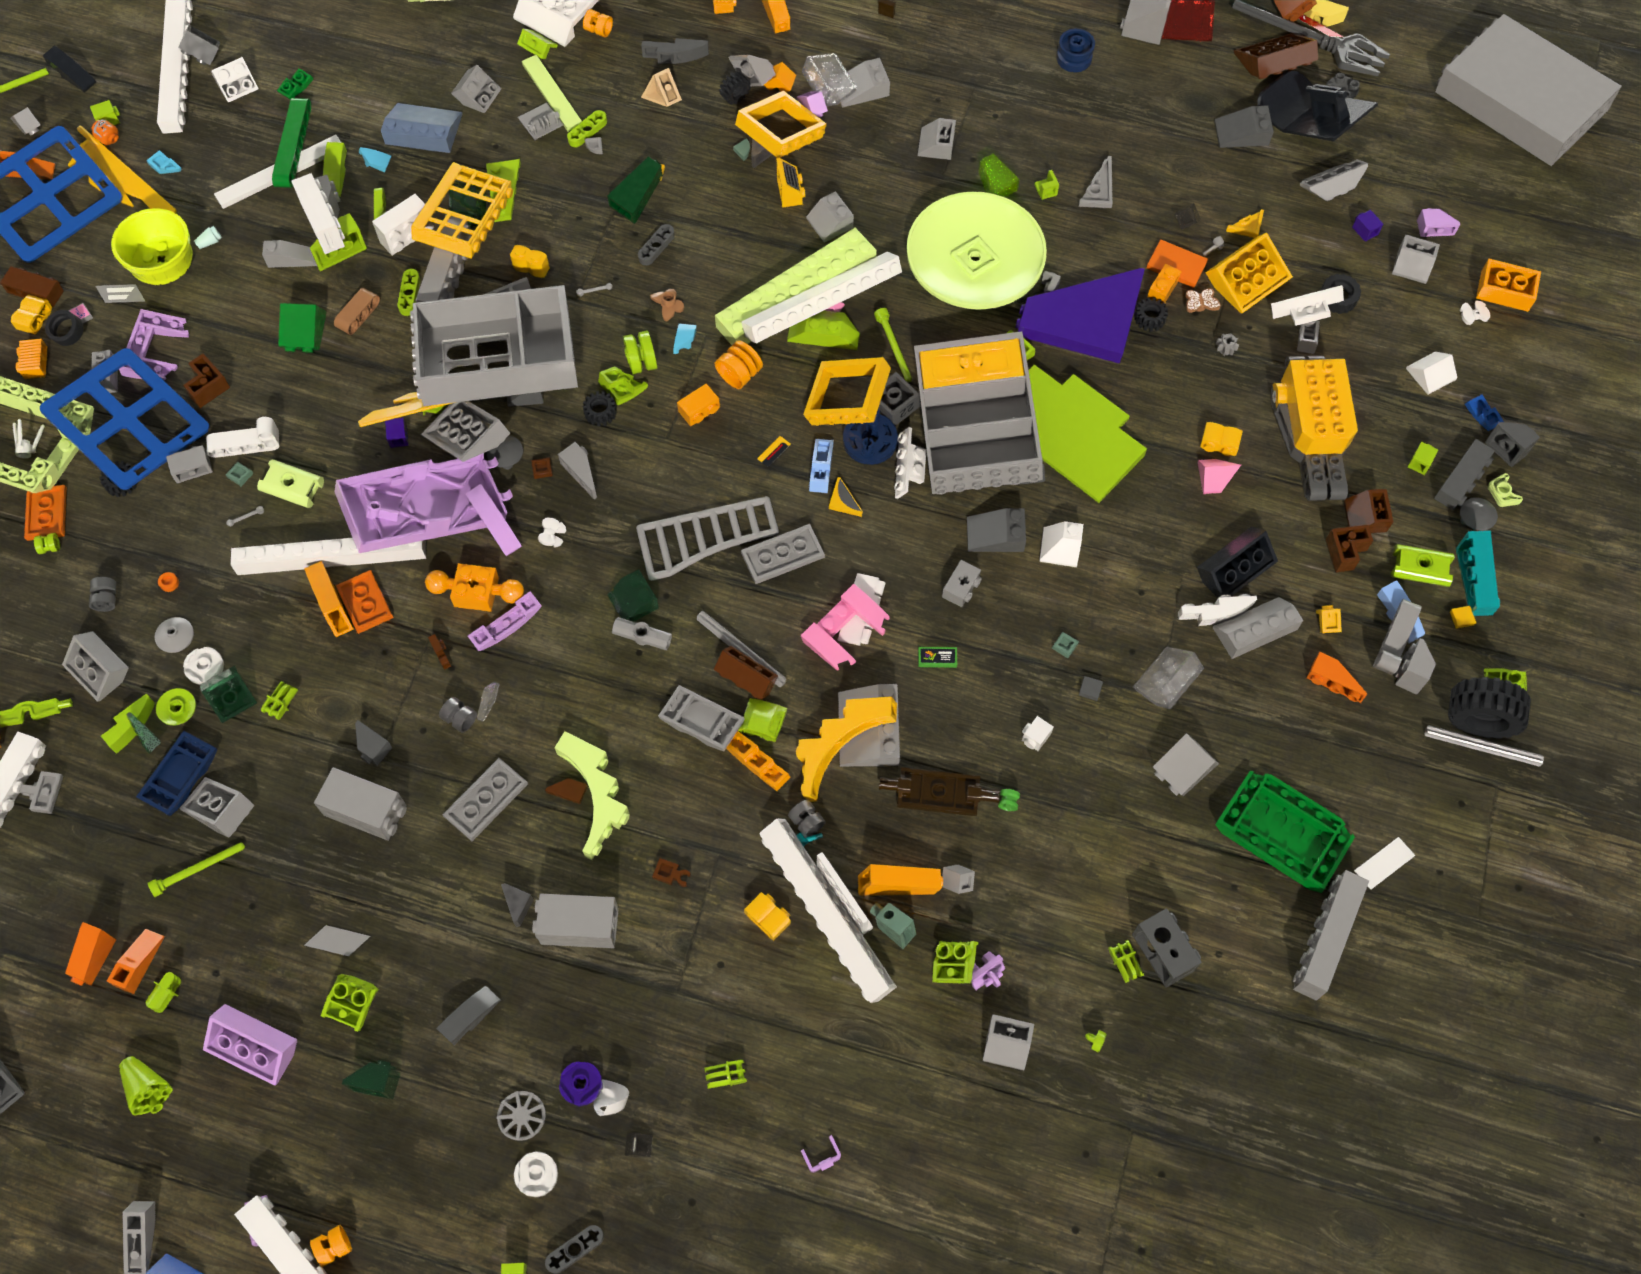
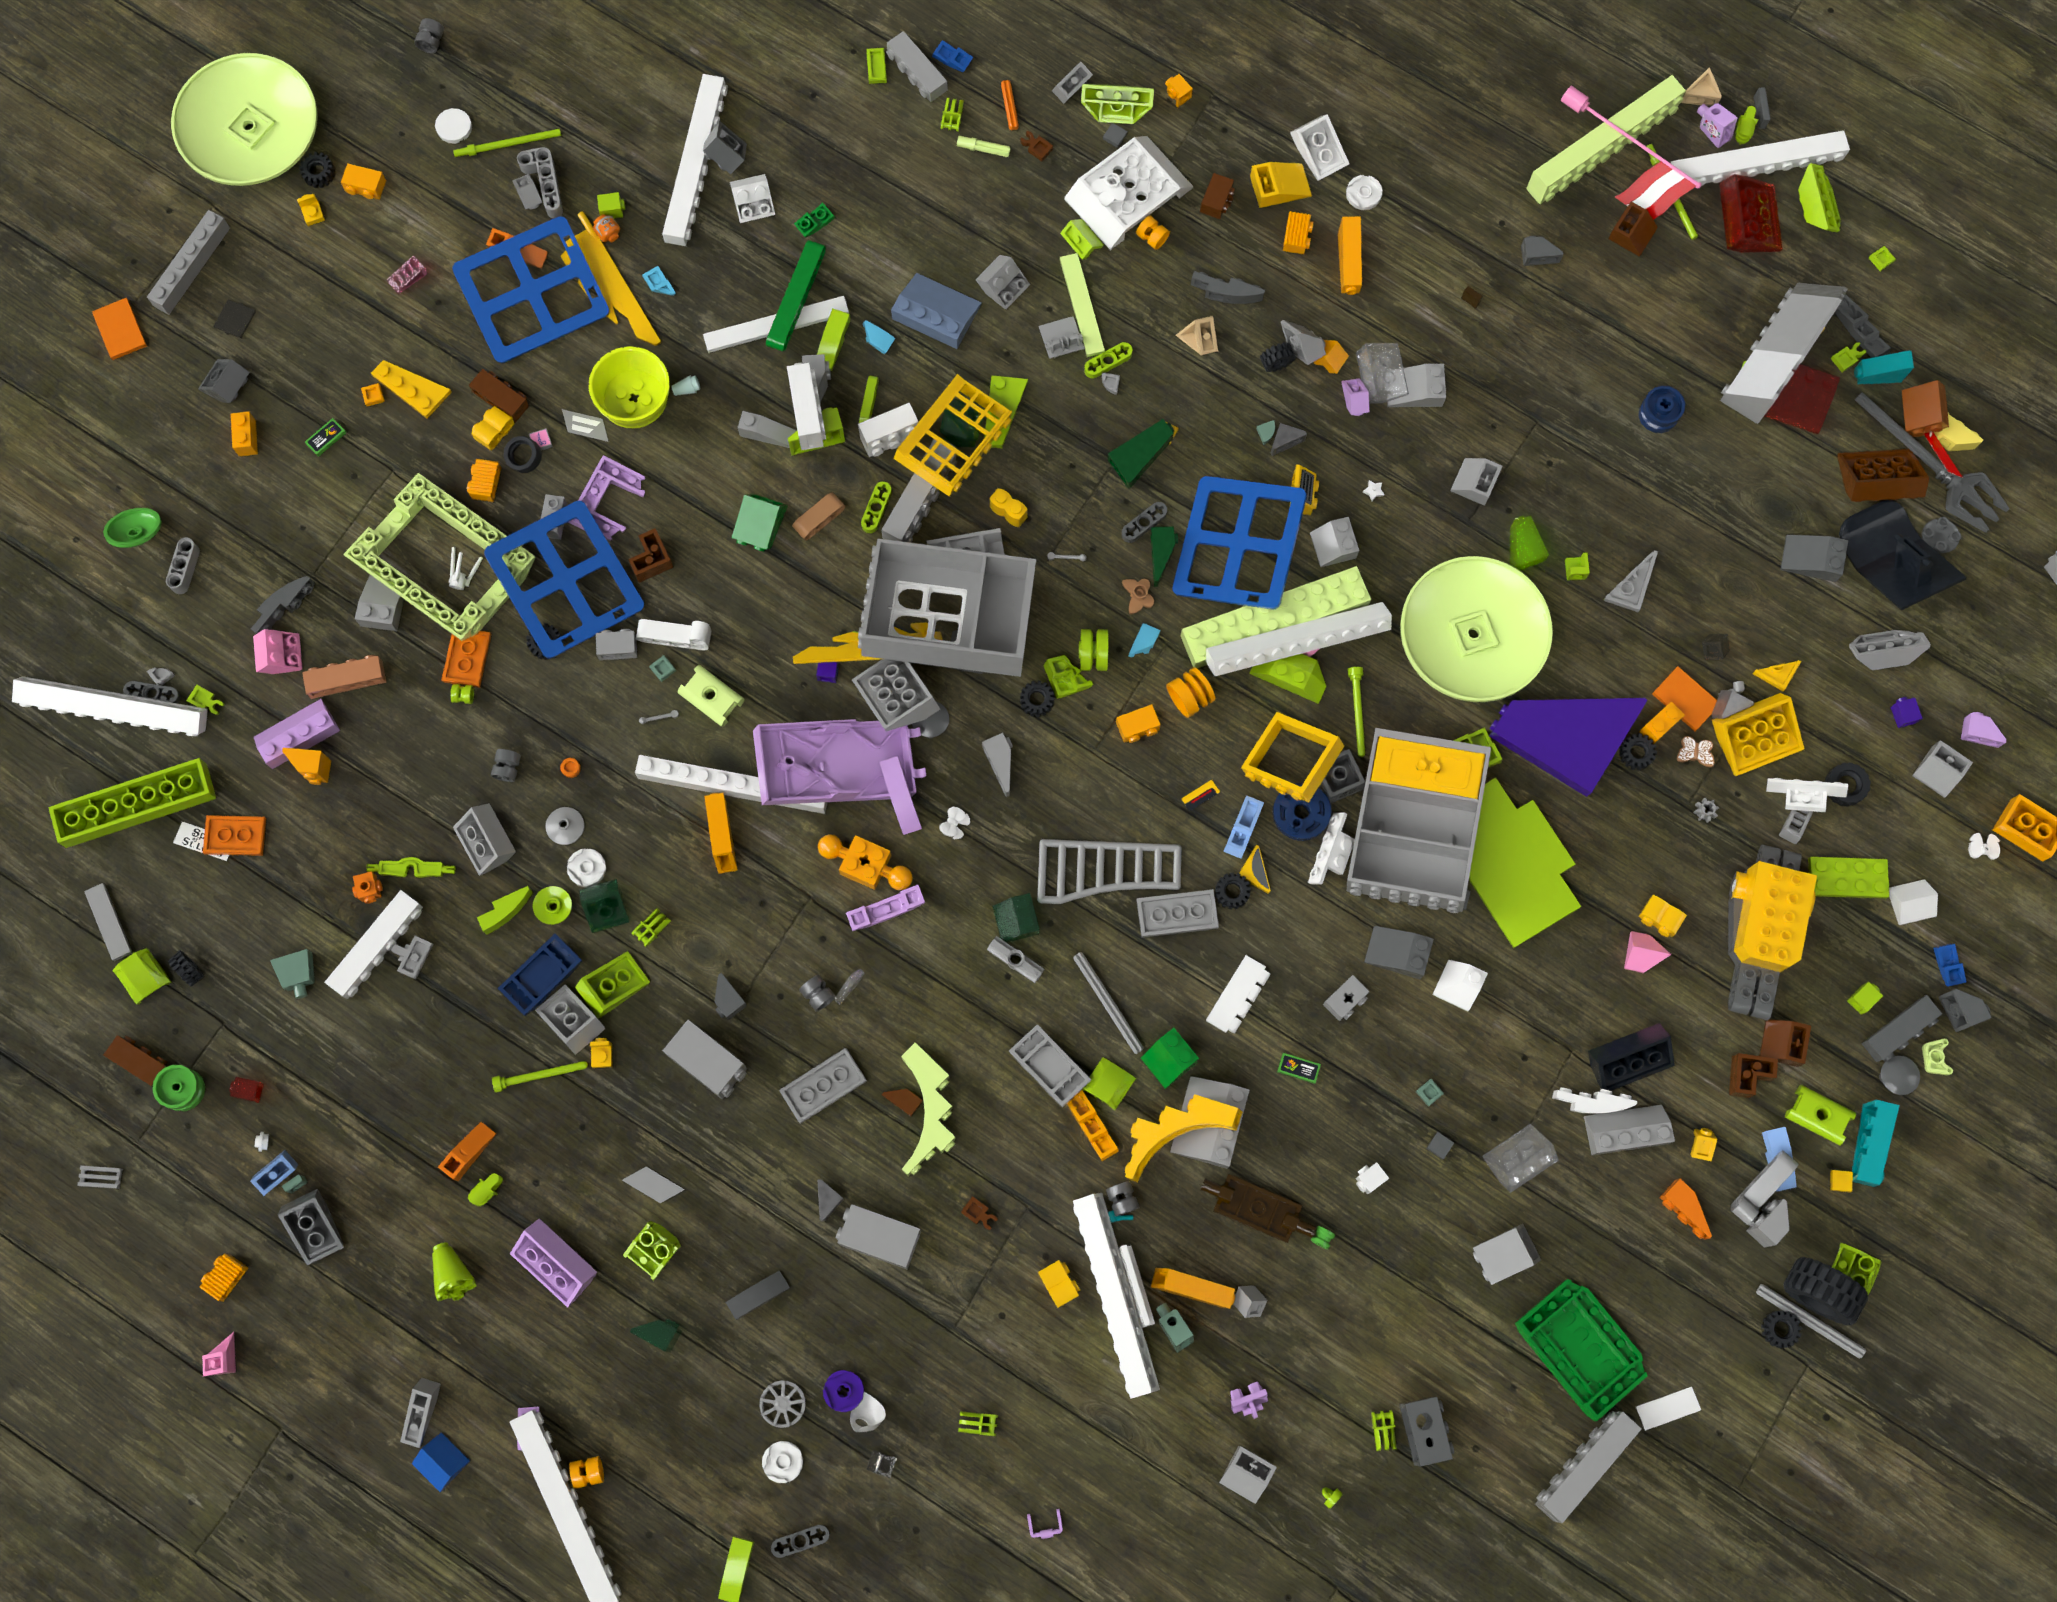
camera: 15 degrees right, 10 degrees up
(31, 96) = (547, 183): none -> light grey beam
(69, 69) = (583, 138): black slope -> none
(89, 954) = (425, 1133): orange slope -> none
(146, 737) = (518, 928): clear green slope -> none
(251, 763) = (612, 984): none -> lime slope
(255, 829) = (601, 1053): none -> yellow bracket
(364, 601) = (754, 844): orange tile -> none
(439, 647) = (815, 915): reddish brown plate -> none
(542, 468) = (962, 748): reddish brown tile -> none
(678, 259) = (1162, 546): none -> dark green slope
(745, 234) = (1240, 541): none -> blue window
(745, 672) = (1105, 1031): reddish brown brick -> none
(748, 117) = (1290, 431): yellow window -> none
(814, 677) = (1169, 1058): none -> green slope
(828, 511) = (1235, 879): none -> black tyre
(851, 171) = (1373, 490): none -> white piece
(852, 603) = (1189, 1011): bright pink wedge -> none
(954, 962) = (1221, 1382): lime slope -> none
(1051, 281) = (1546, 685): light grey bracket -> none
(1215, 253) = (1729, 704): none -> flat silver slope
(1375, 366) = (1850, 877): none -> lime plate
(1467, 752) = (1772, 1337): none -> black tyre

